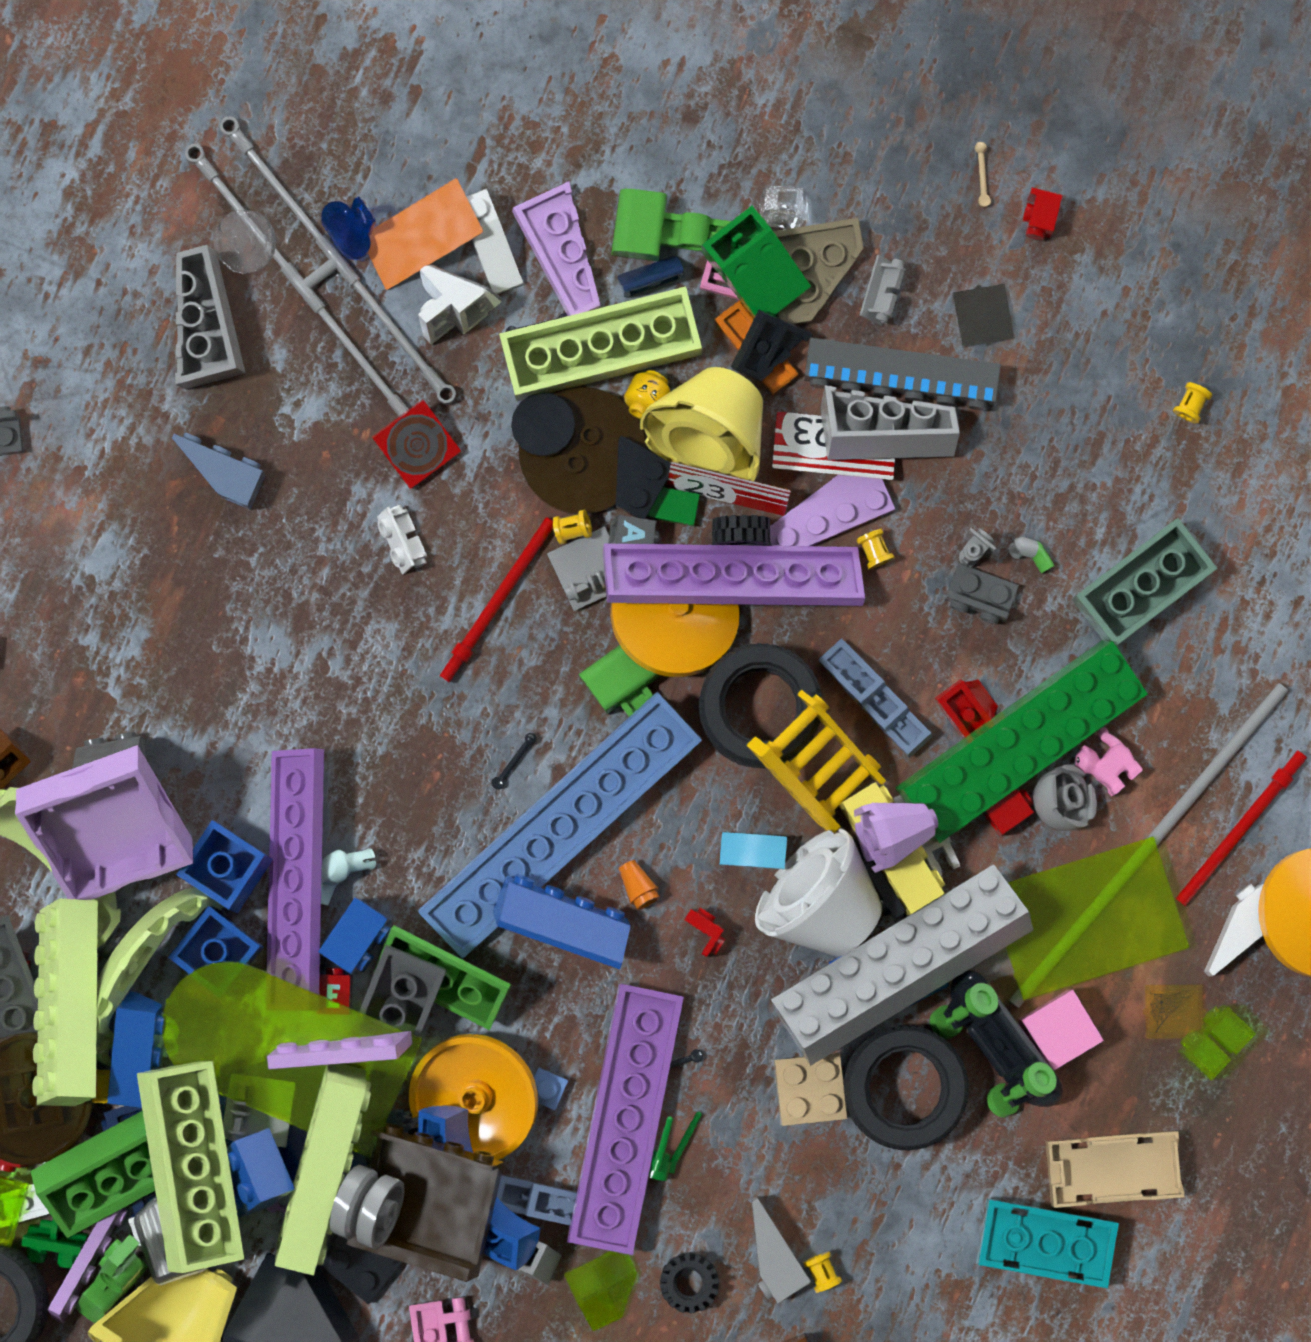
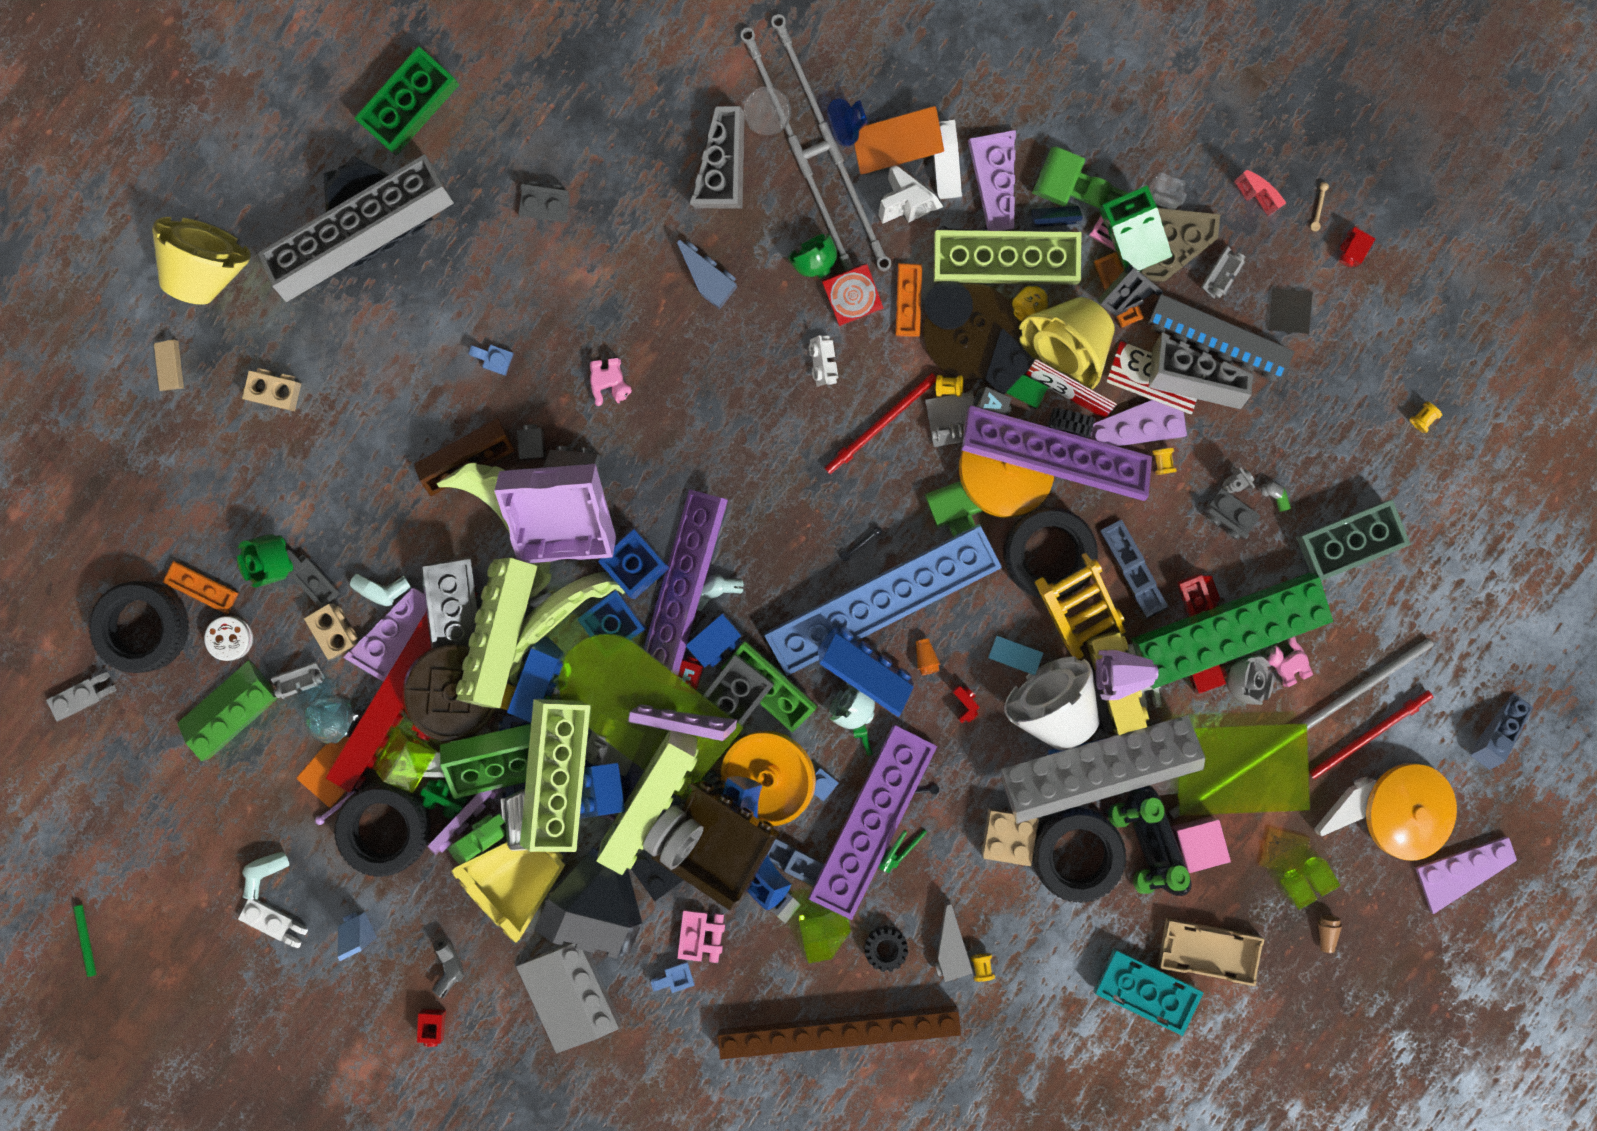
camera: 20 degrees right, 5 degrees up
(50, 746) = (531, 442): none -> dark grey brick
(128, 636) = (607, 378): none -> bright pink animal
(354, 409) = (815, 256): none -> green cylinder
(491, 432) = (908, 300): none -> orange tile
(559, 977) = (851, 708): none -> light aqua cylinder
(579, 1005) = (862, 732): none -> green hand
(891, 171) = (1253, 185): none -> coral slope
(1261, 1101) = (1329, 932): none -> medium nougat cone

